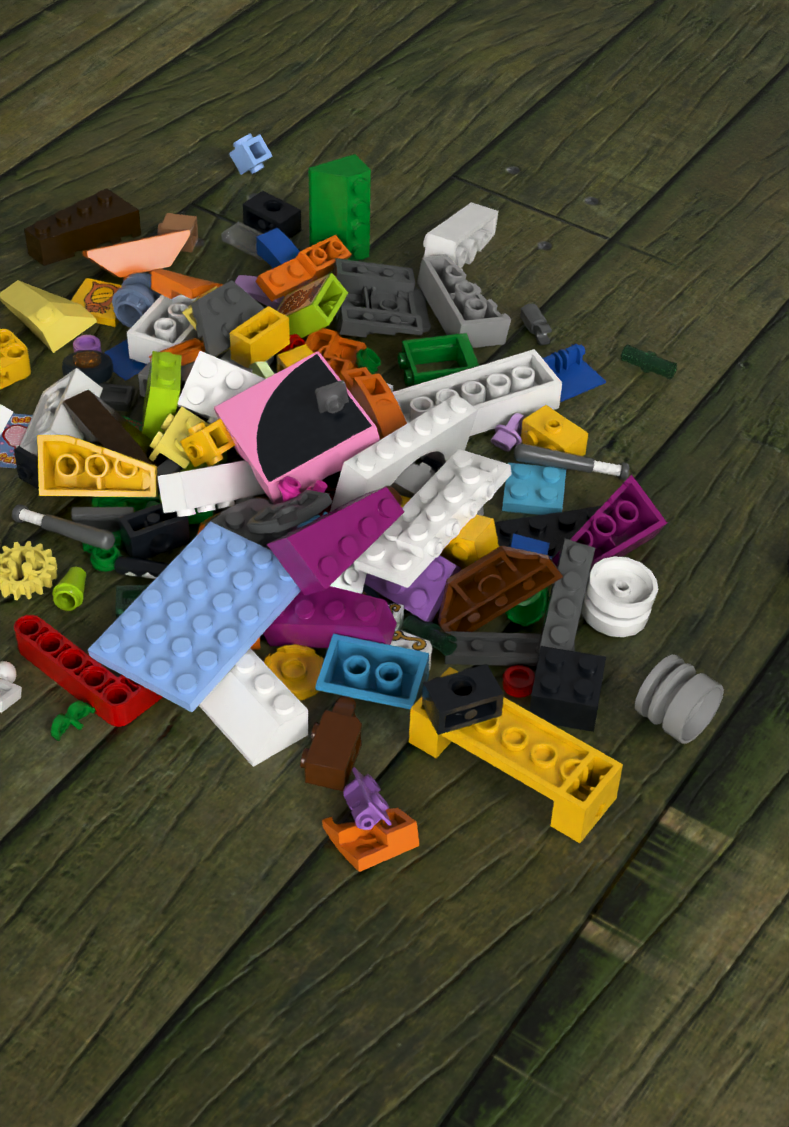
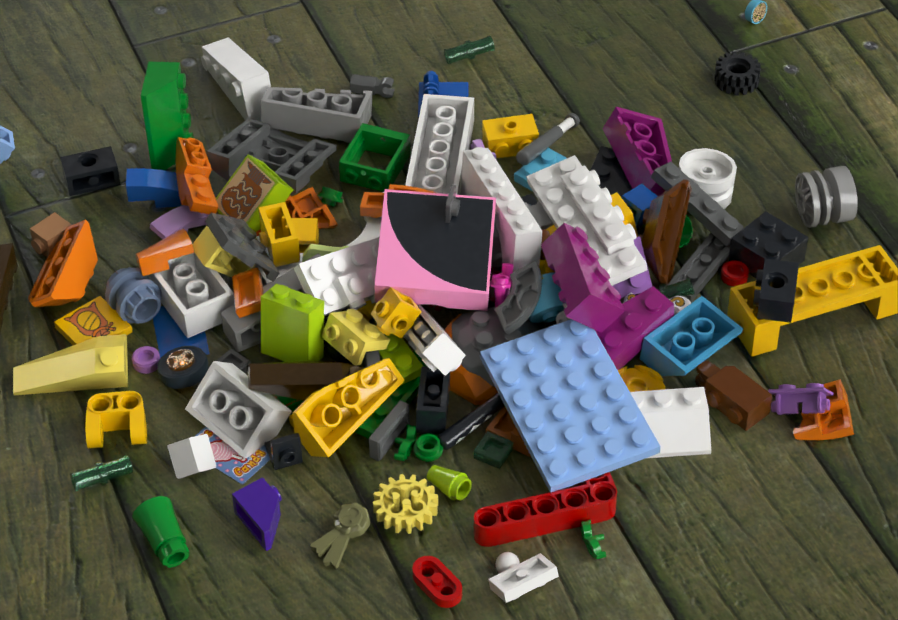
camera: 55 degrees left, 0 degrees up
(77, 531) = (390, 450): dark grey piece -> none
(243, 238) = (100, 200): clear tile -> none

